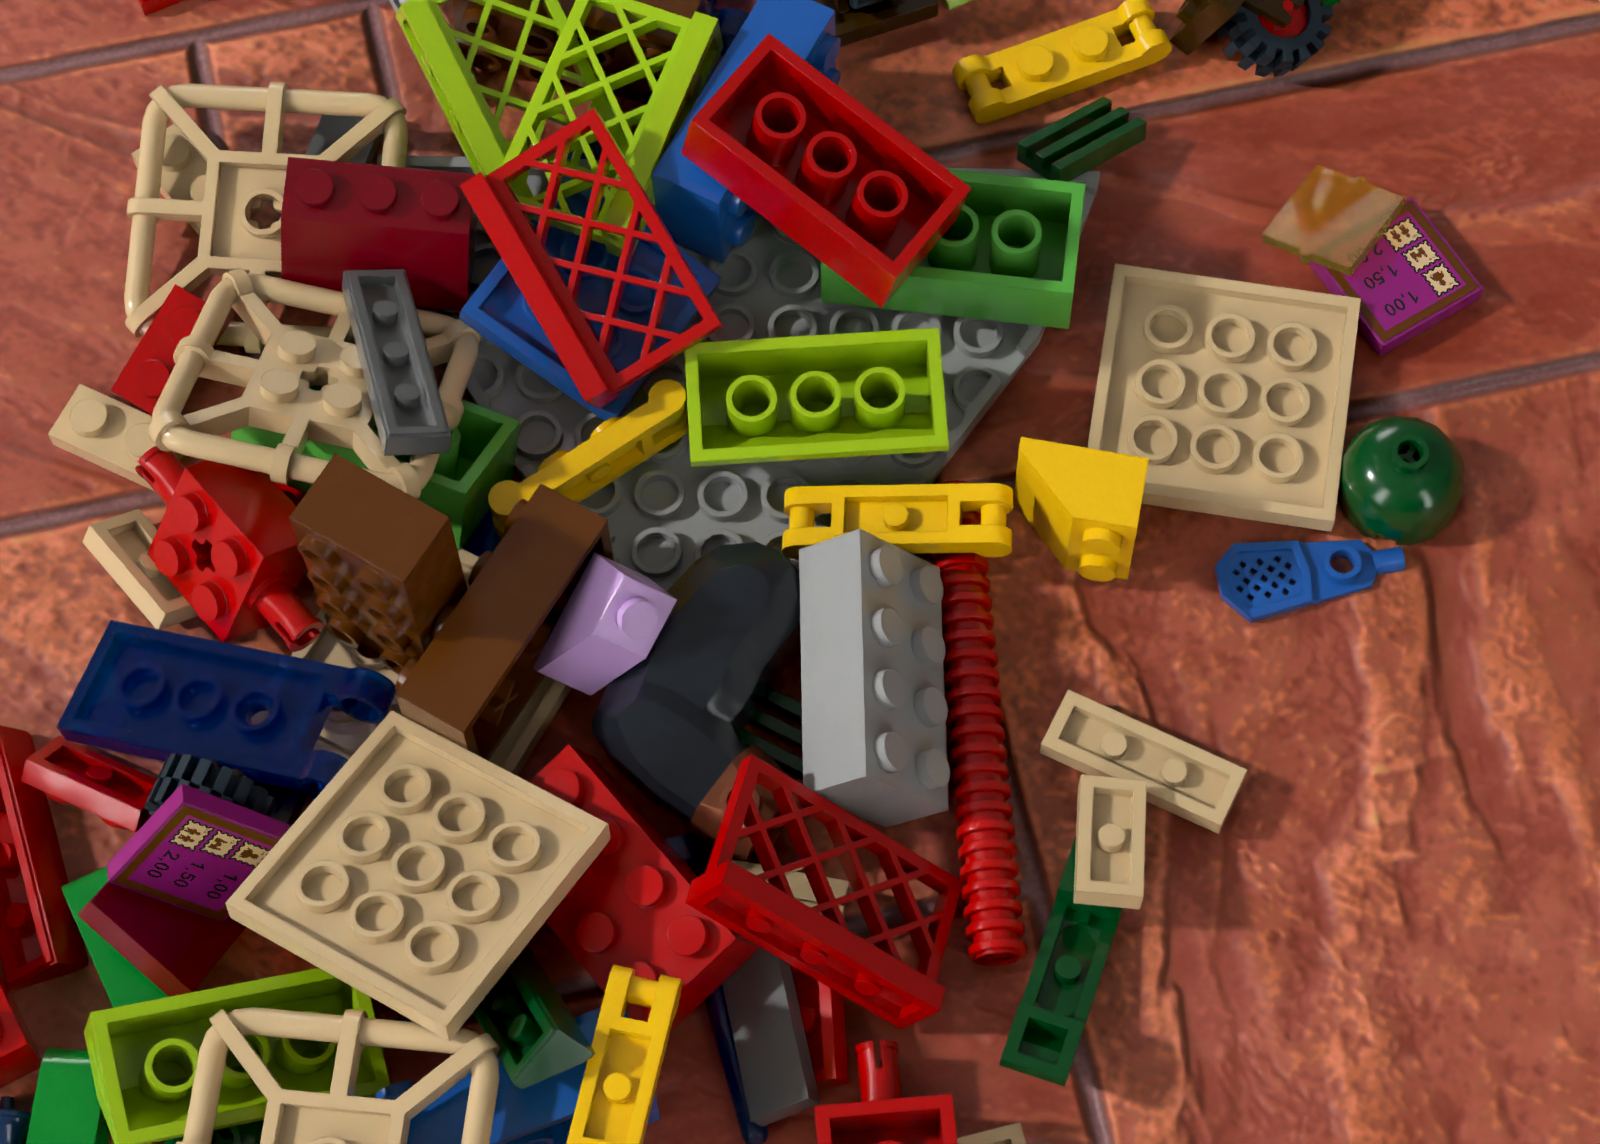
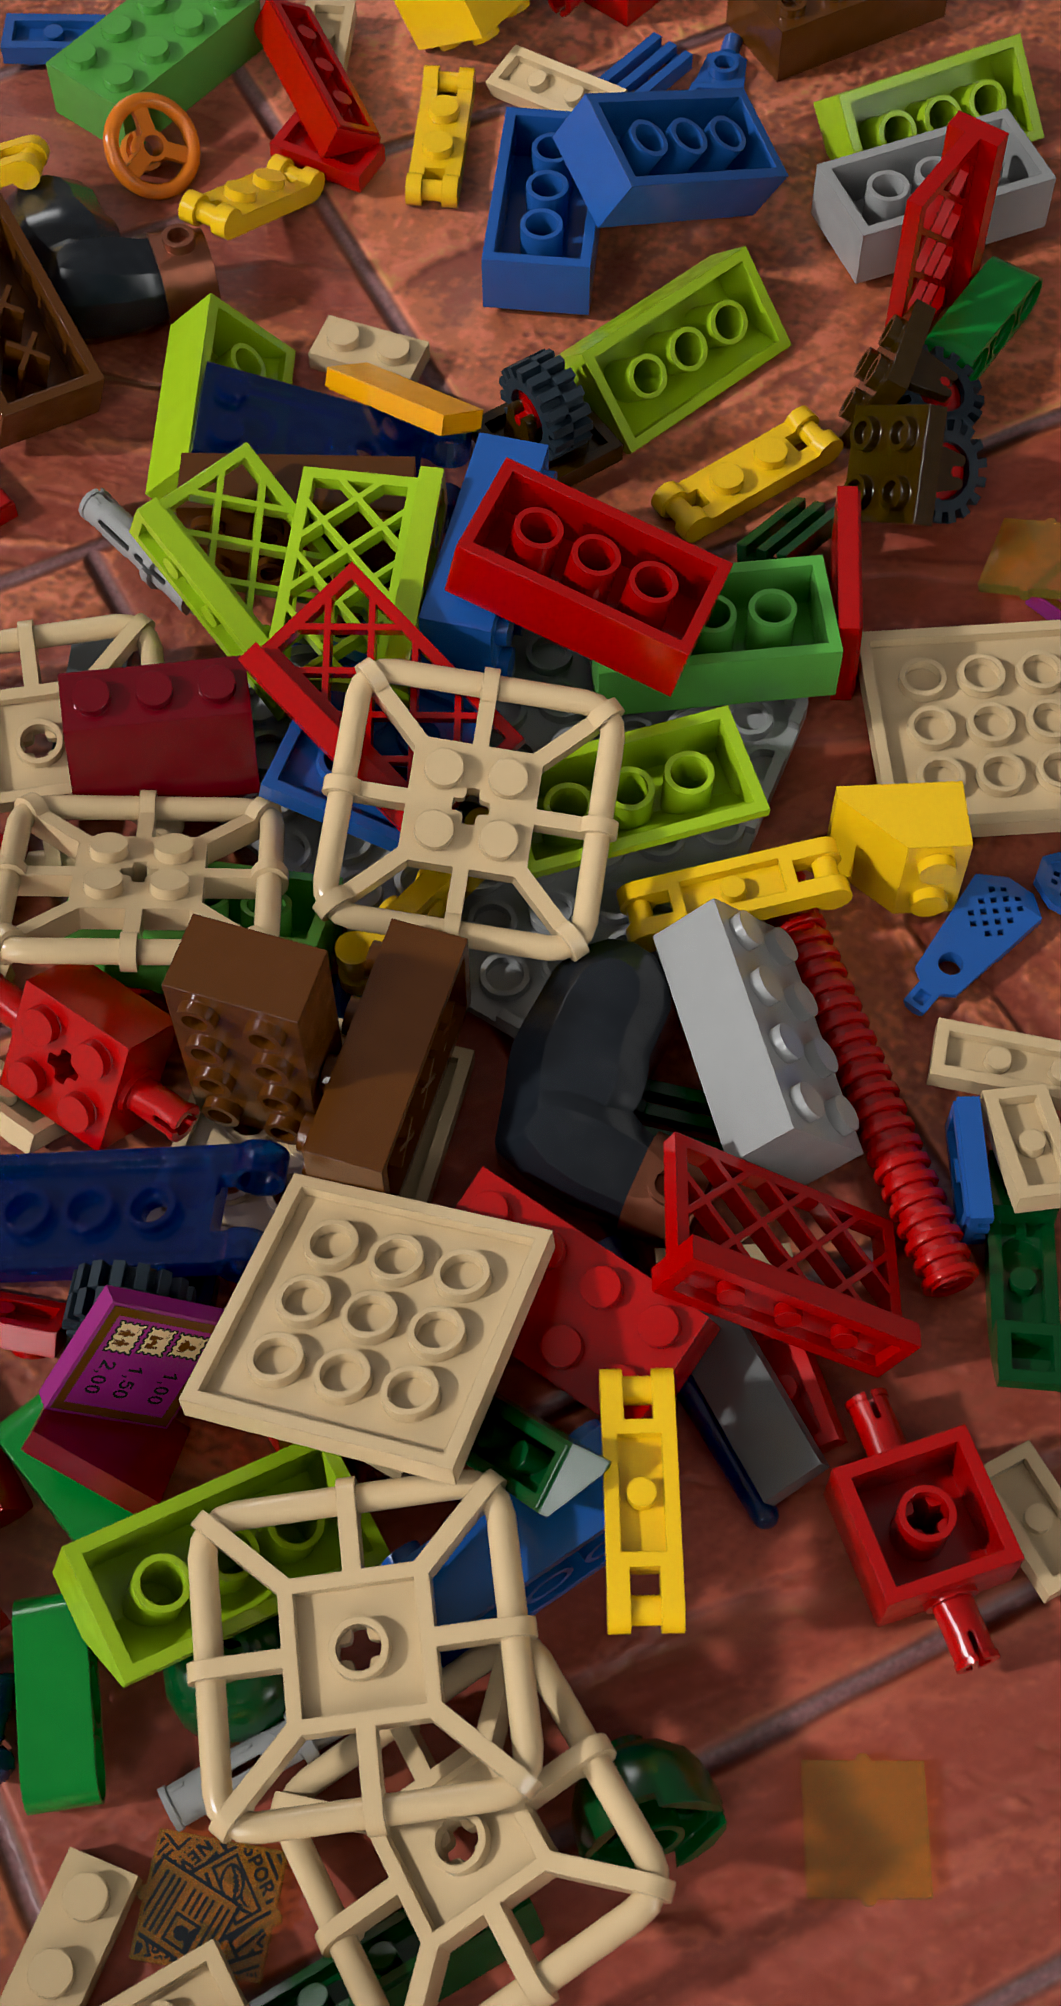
camera: 15 degrees left, 5 degrees down
(395, 362) = (213, 841): dark grey tile -> none
(604, 626) = (488, 1045): lavender slope -> none
(687, 365) = (447, 773): none -> tan plate
(1048, 848) = (969, 1169): none -> blue tile
(1110, 221) = (846, 584): none -> red tile
(1127, 620) = (968, 945): none -> blue piece
(1223, 97) = (913, 464): none -> dark brown plate

